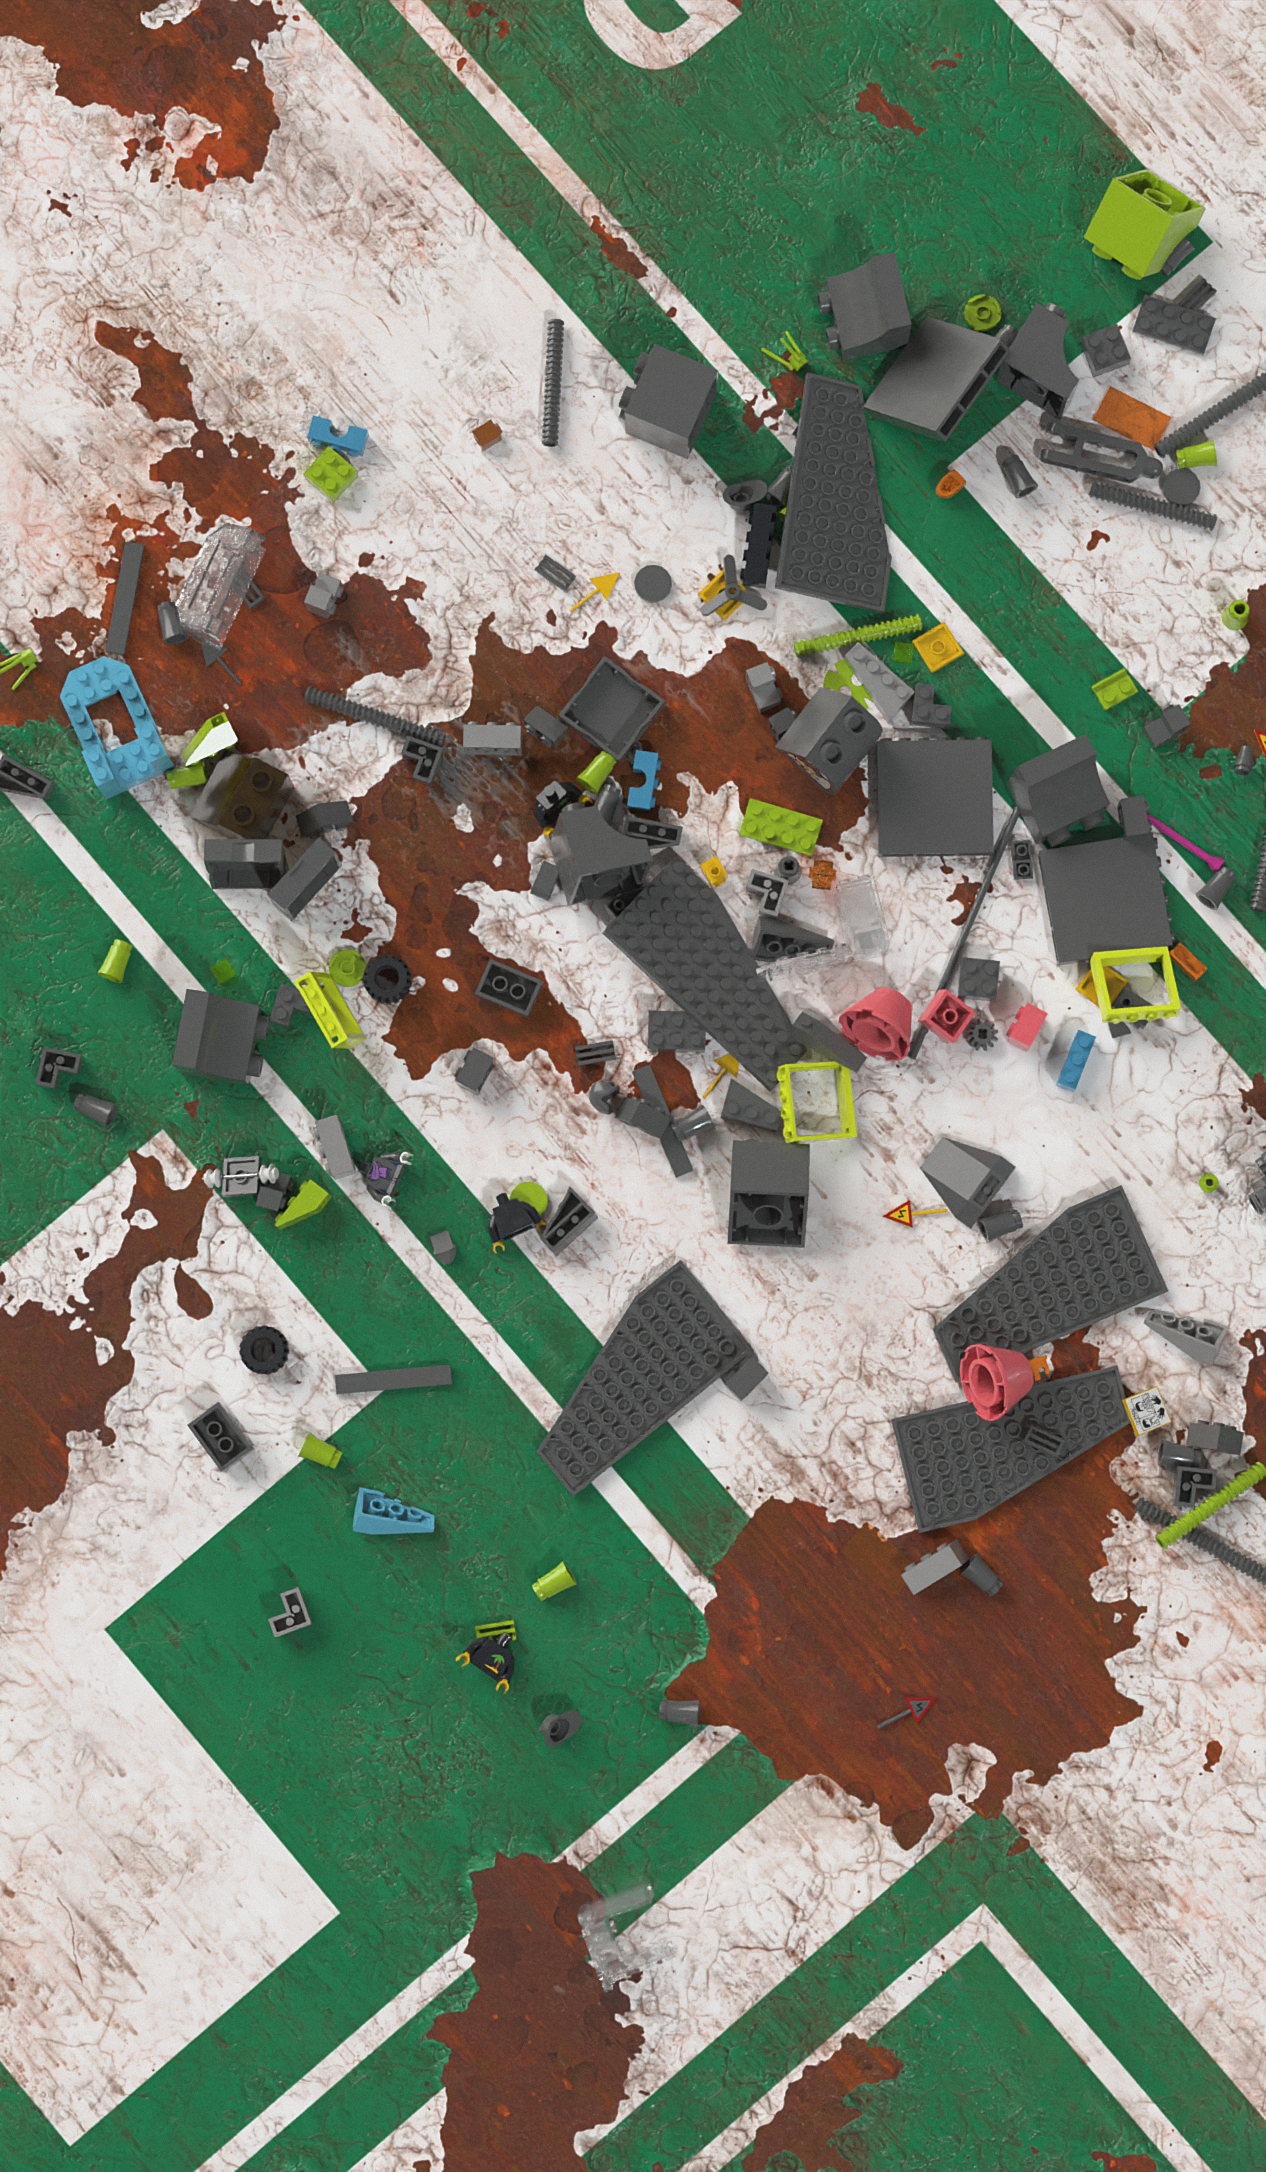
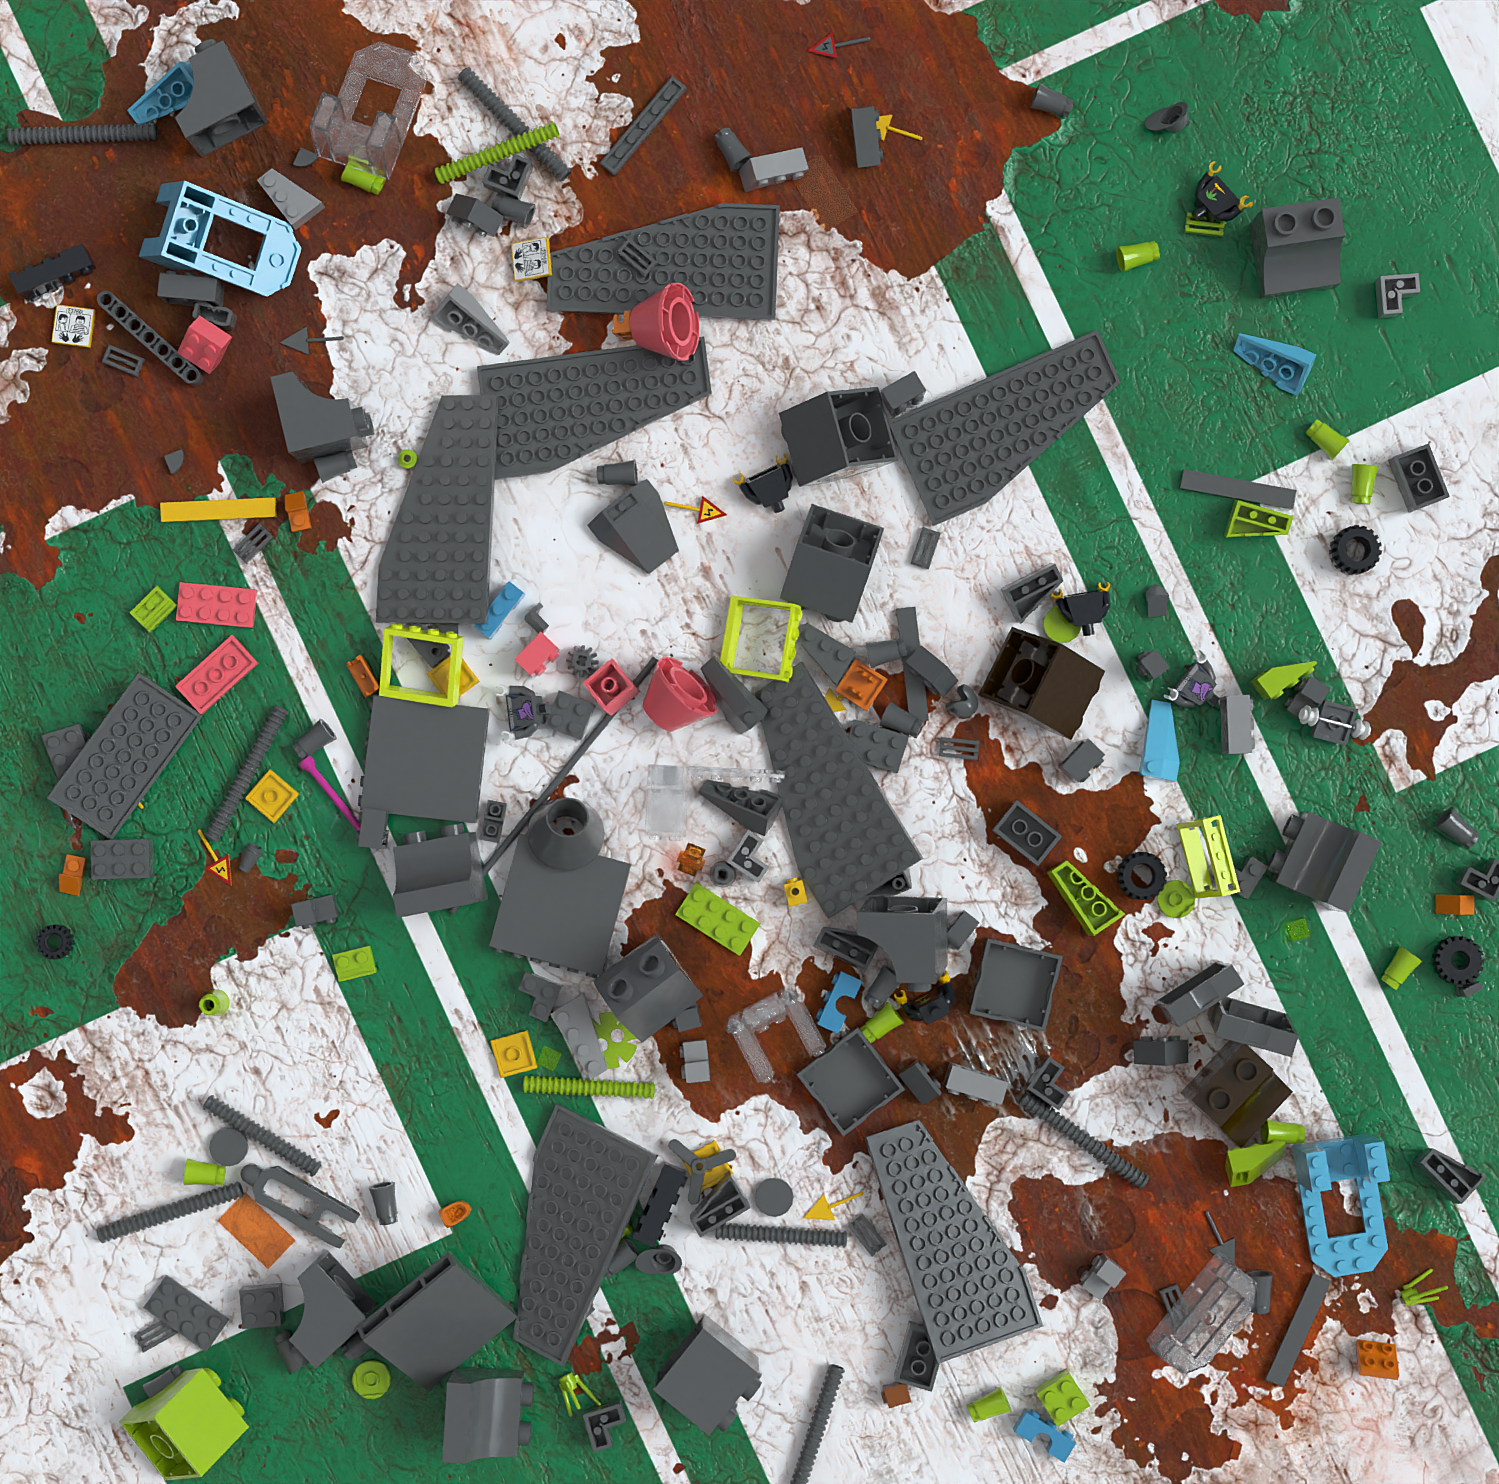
camera: 165 degrees left, 5 degrees up
(44, 590) = (1377, 1359): none -> orange plate
(47, 962) = (1468, 989): none -> dark grey tile
(77, 987) = (1443, 956): none -> black tyre
(78, 1036) = (1454, 904): none -> orange slope
(273, 1418) = (1363, 483): none -> lime plant
(369, 1351) = (1256, 521): none -> lime wedge
(397, 448) = (989, 1405): none -> lime plant
(399, 1627) = (1298, 247): none -> dark grey brick
(401, 1107) = (1160, 748): none -> medium azure wedge
(431, 938) = (1084, 899): none -> lime wedge
(433, 1182) = (1151, 664): none -> dark grey brick
(469, 575) = (955, 1258): none -> dark grey wing
(474, 475) = (916, 1361): none -> dark grey brick
(480, 844) = (1015, 984): none -> dark grey tile
(533, 1134) = (1042, 682): none -> dark brown brick
(636, 550) = (781, 1235): none -> dark grey piece
(658, 1061) = (901, 721): none -> dark grey plant
(680, 1253) = (920, 563): none -> dark grey tile
(702, 560) = (719, 1206): none -> dark grey wedge
(706, 1087) = (861, 685): none -> orange plate
(724, 736) = (764, 1012): none -> clear bracket
(758, 333) = (598, 1421): none -> dark grey brick
(797, 1317) = (837, 435): none -> dark grey brick
(842, 1643) = (883, 125): none -> yellow piece
(850, 1253) = (768, 486): none -> black torso
(854, 1626) = (866, 135): none -> dark grey wedge
(946, 844) = (561, 850): none -> dark grey cone
(1023, 970) = (524, 711): none -> dark grey torso
(1037, 1060) = (535, 620): none -> dark grey tile
(1074, 318) = (283, 1345): none -> dark grey plant
(1076, 1576) = (643, 126): none -> dark grey tile
(1153, 1121) = (442, 535): none -> dark grey wing
(1240, 824) = (272, 796): none -> yellow tile

